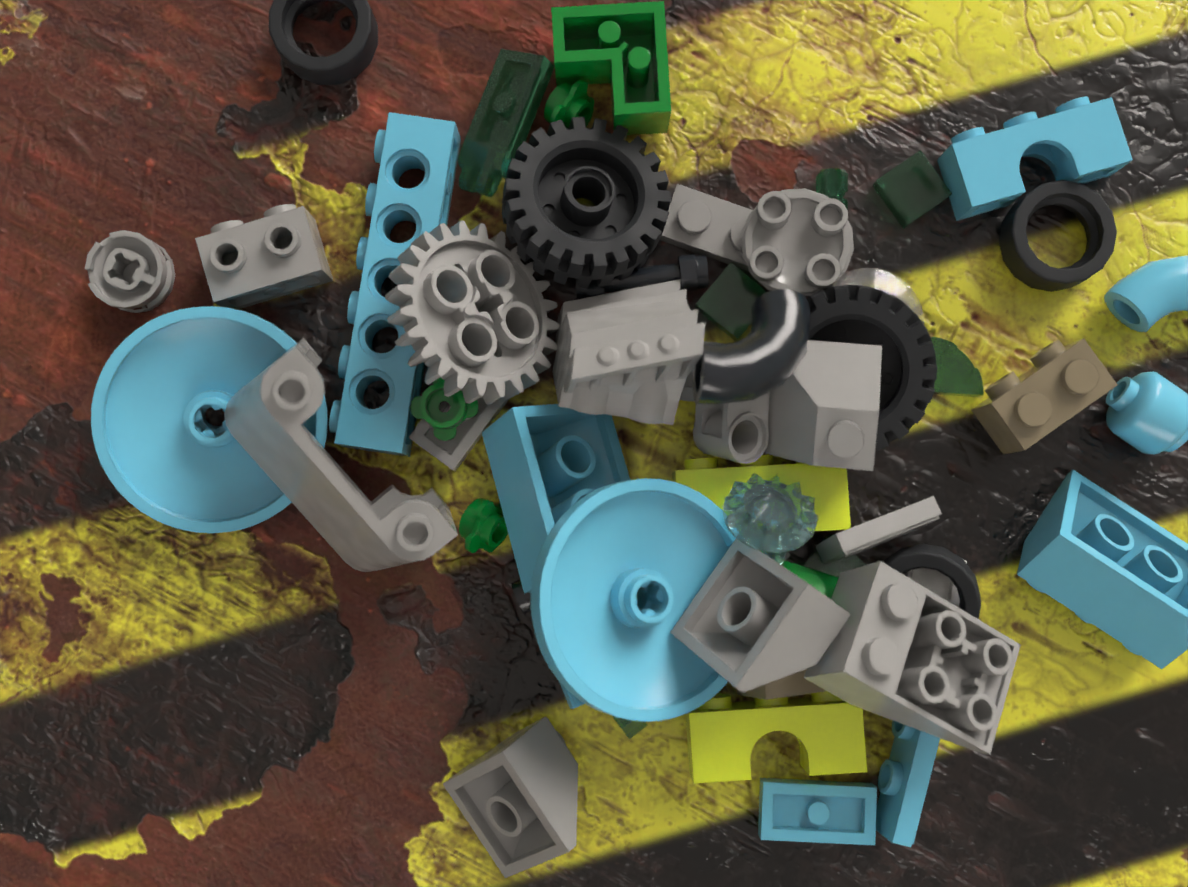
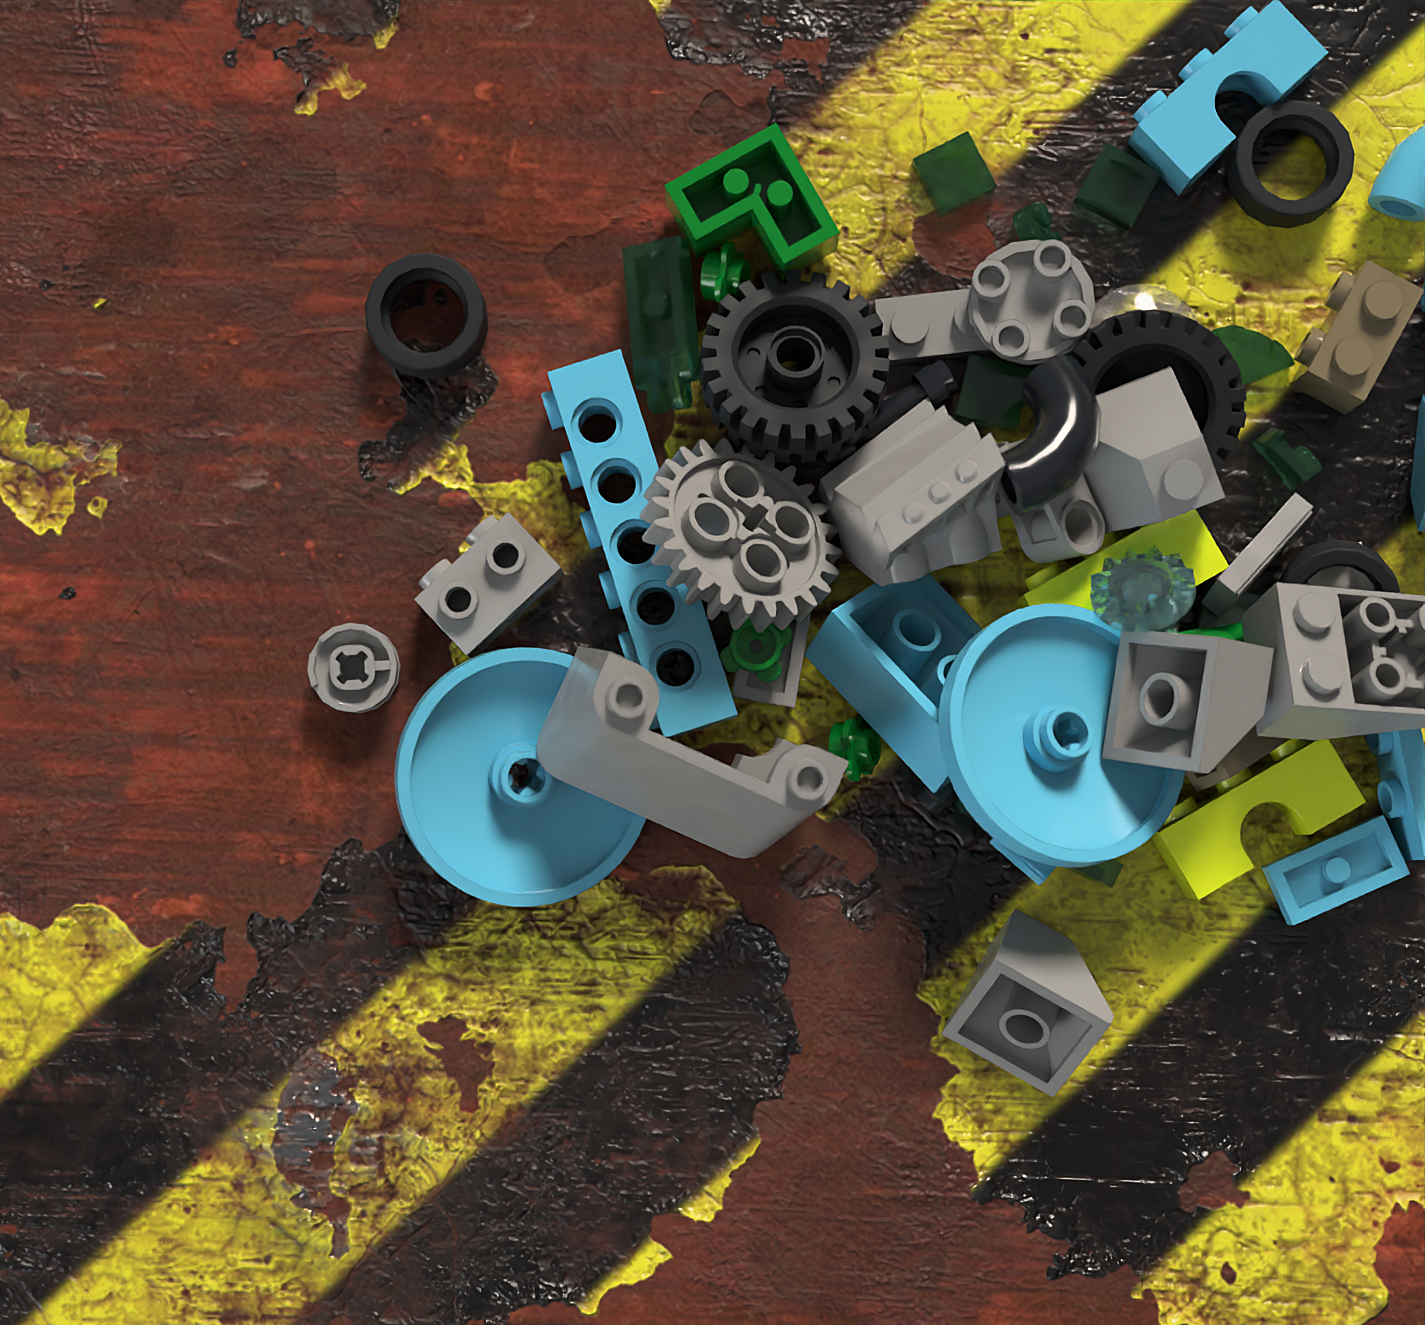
camera: 25 degrees left, 0 degrees up
(788, 118) = (953, 174): none -> clear green tile
(940, 473) = (1290, 465): none -> clear green tile

